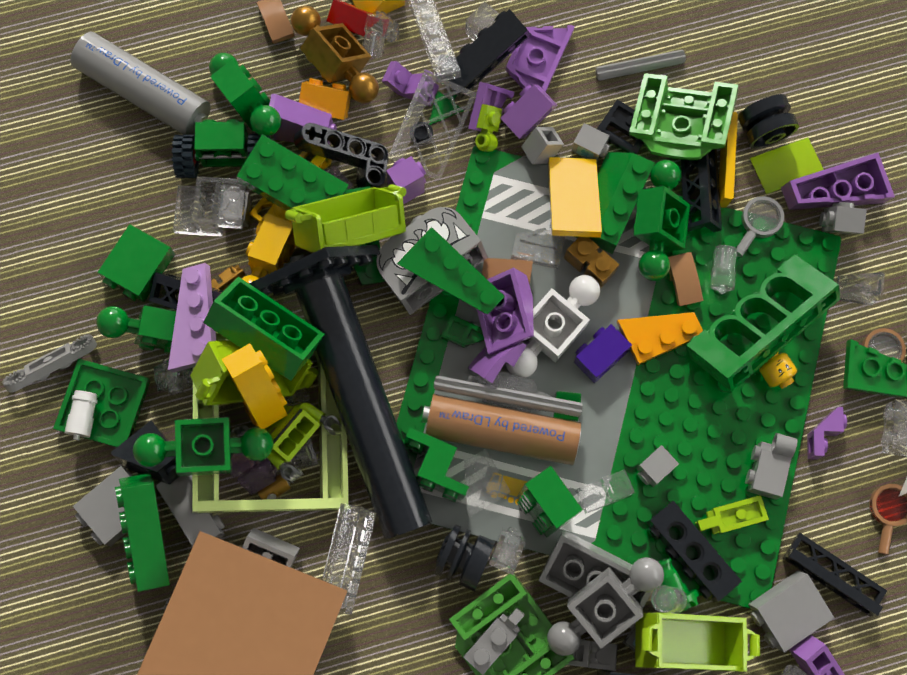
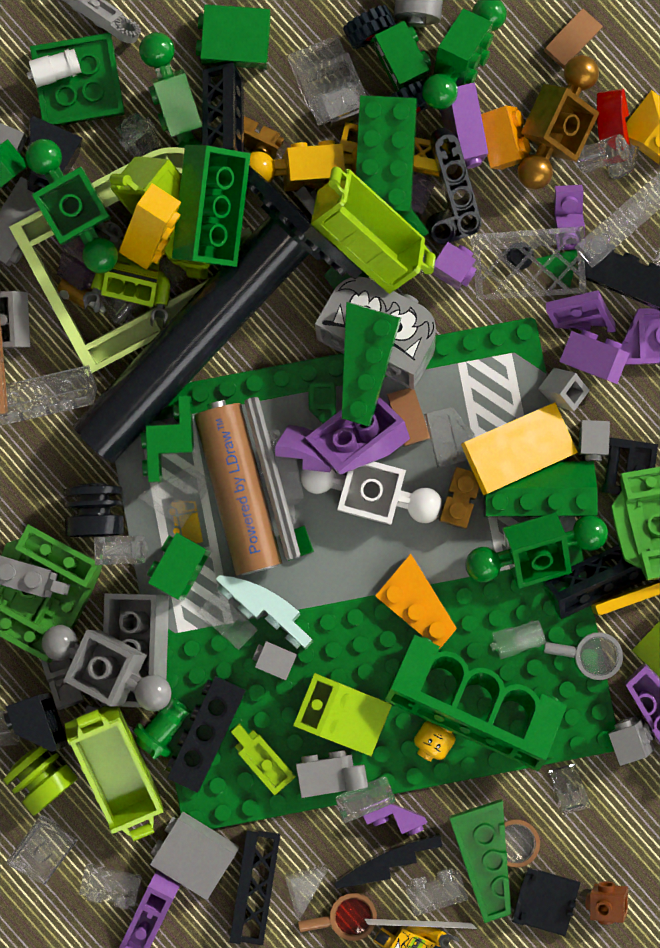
camera: 65 degrees right, 10 degrees up
(193, 305) = (195, 127): lavender wing -> none
(488, 122) = (561, 319): lime plate -> none
(600, 458) = (258, 600): none -> light aqua slope
(602, 352) = (368, 553): dark purple brick -> none
(669, 599) = (140, 726): clear piece -> none
(685, 279) = (488, 603): medium nougat slope -> none
(724, 434) = (342, 714): none -> lime slope
(805, 457) = (366, 800): none -> clear slope
(852, 532) = (303, 886): none -> clear slope
(859, 464) = (378, 866): none -> black slope

